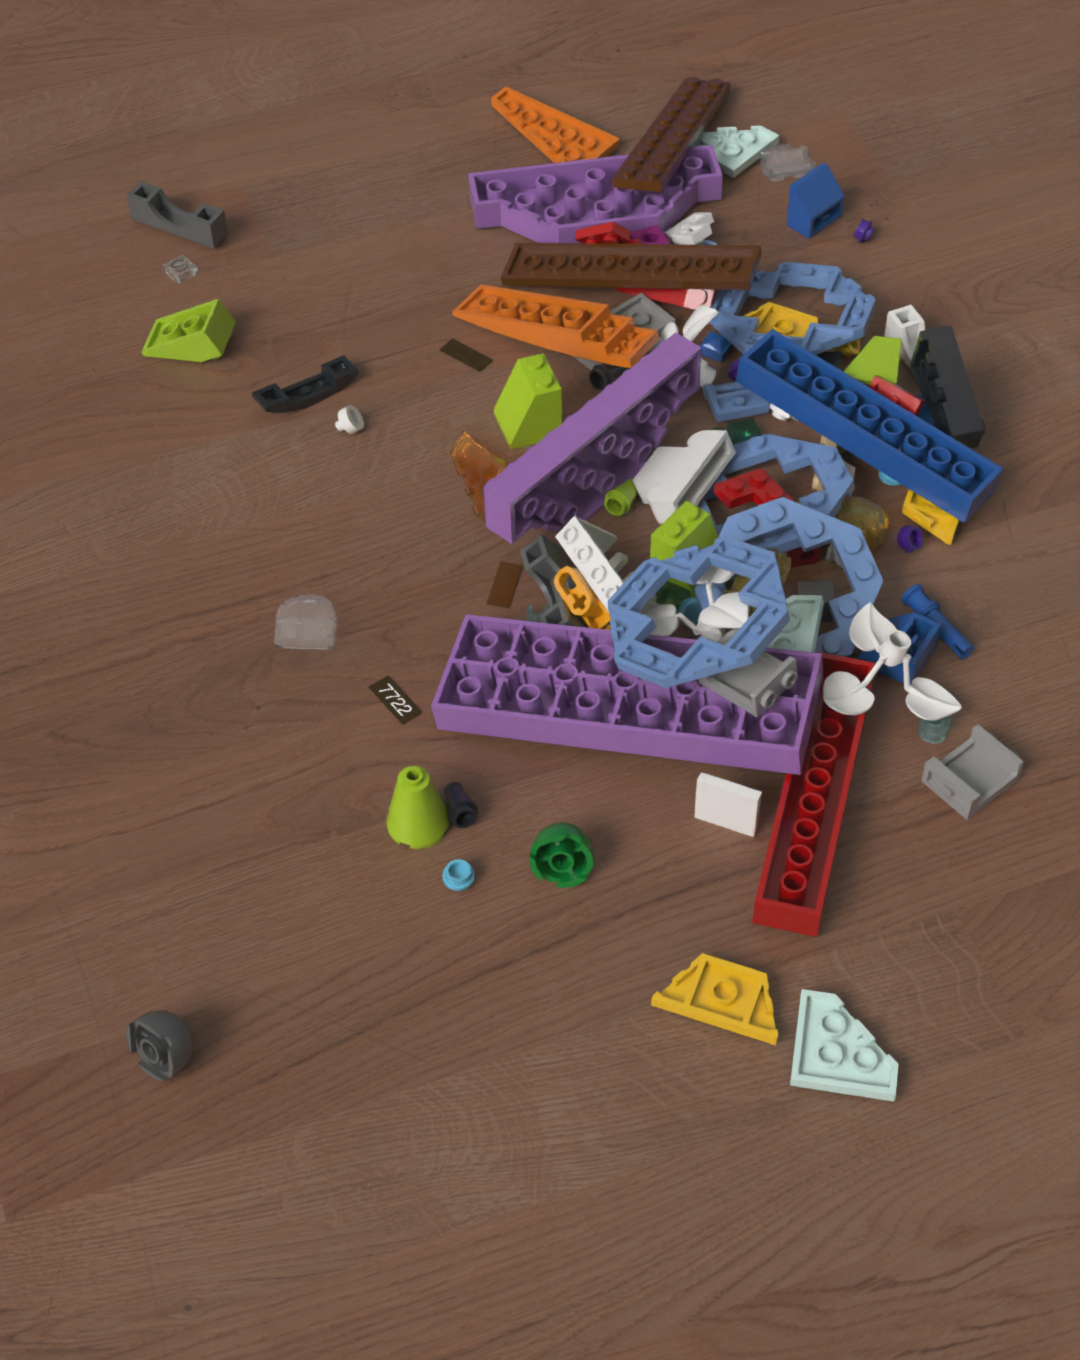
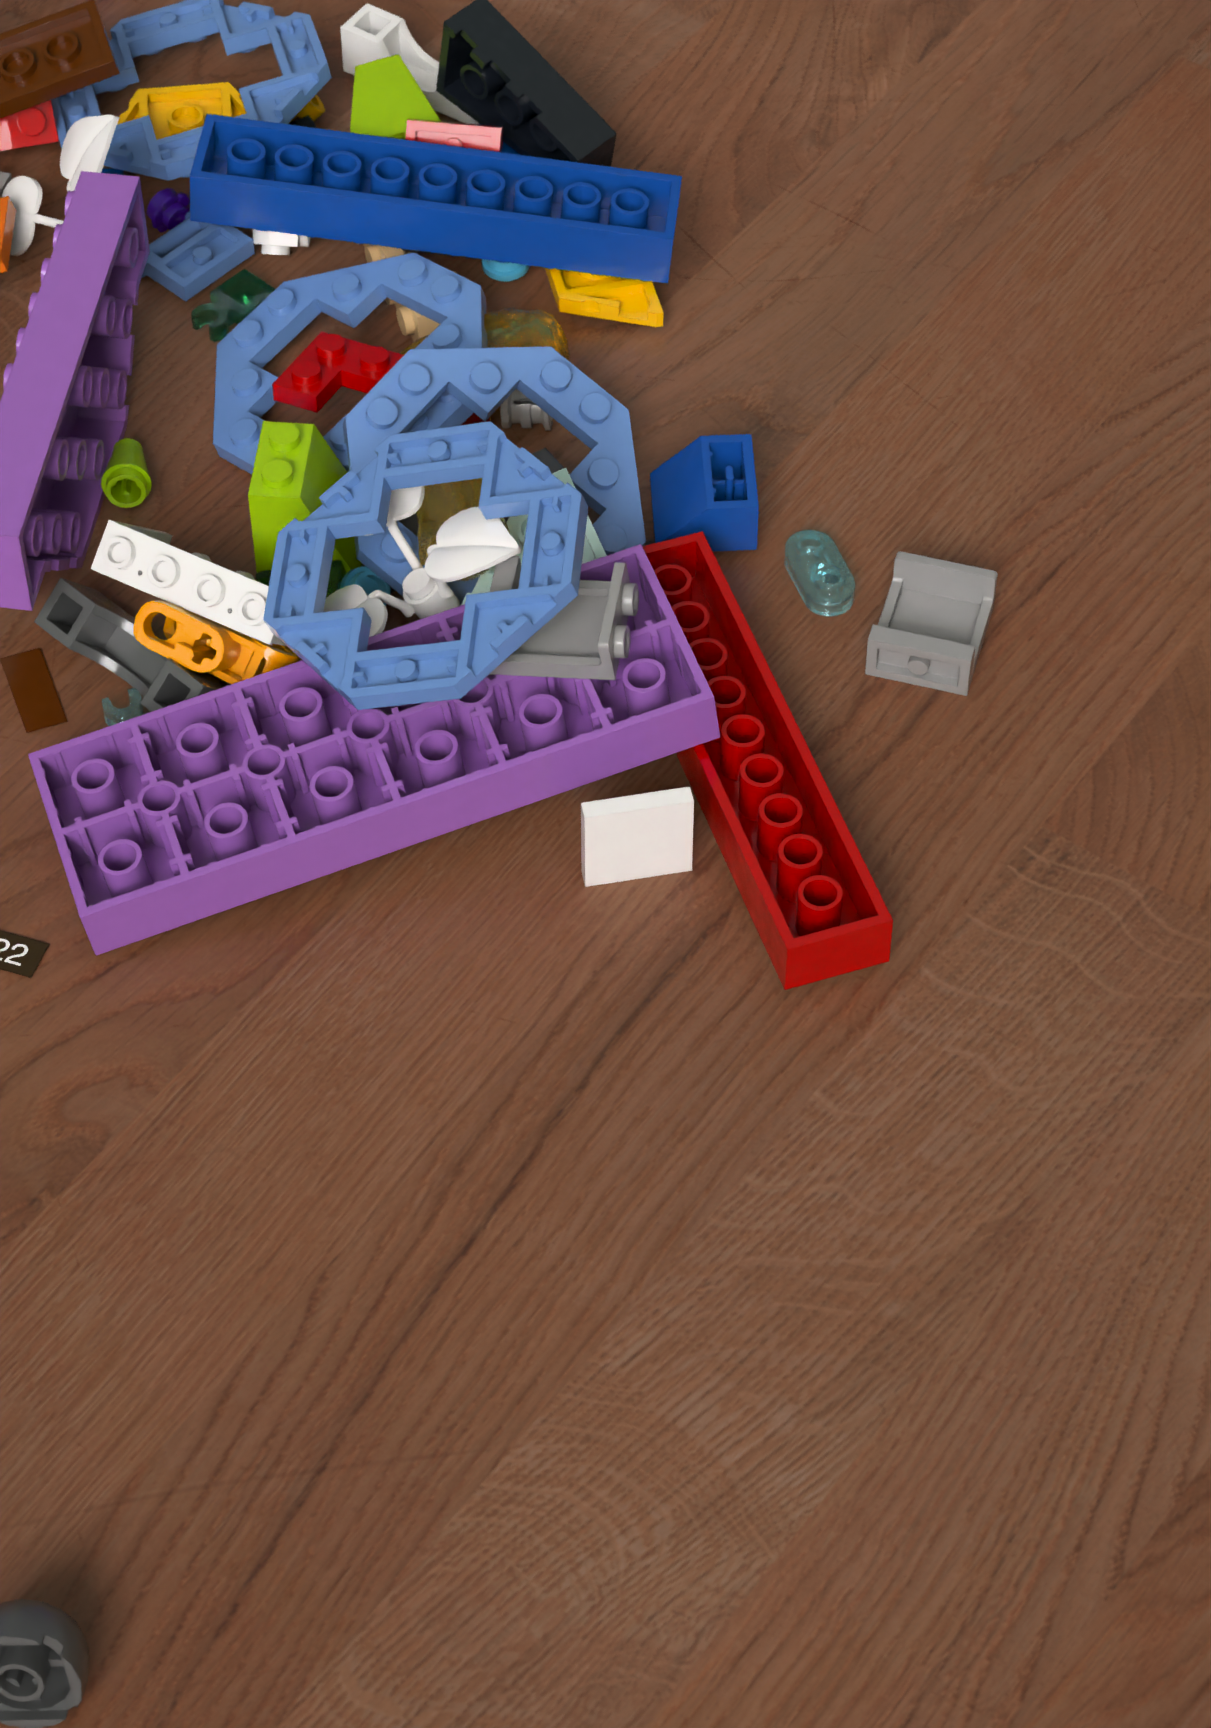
camera: 35 degrees left, 0 degrees up
(416, 810) = (166, 1088): lime cone -> none
(458, 875) = (300, 1152): medium azure plate -> none
(460, 807) = (225, 1049): black cone -> none
(562, 854) = (445, 1035): green cylinder -> none
(683, 472) = (204, 399): white brick -> none
(723, 997) = (825, 1114): yellow wing -> none
(838, 1051) = (1039, 1100): light aqua plate -> none
(870, 632) = (700, 593): white plant -> none
(910, 538) = (602, 341): dark purple plate -> none
(923, 605) = (687, 425): blue pin -> none

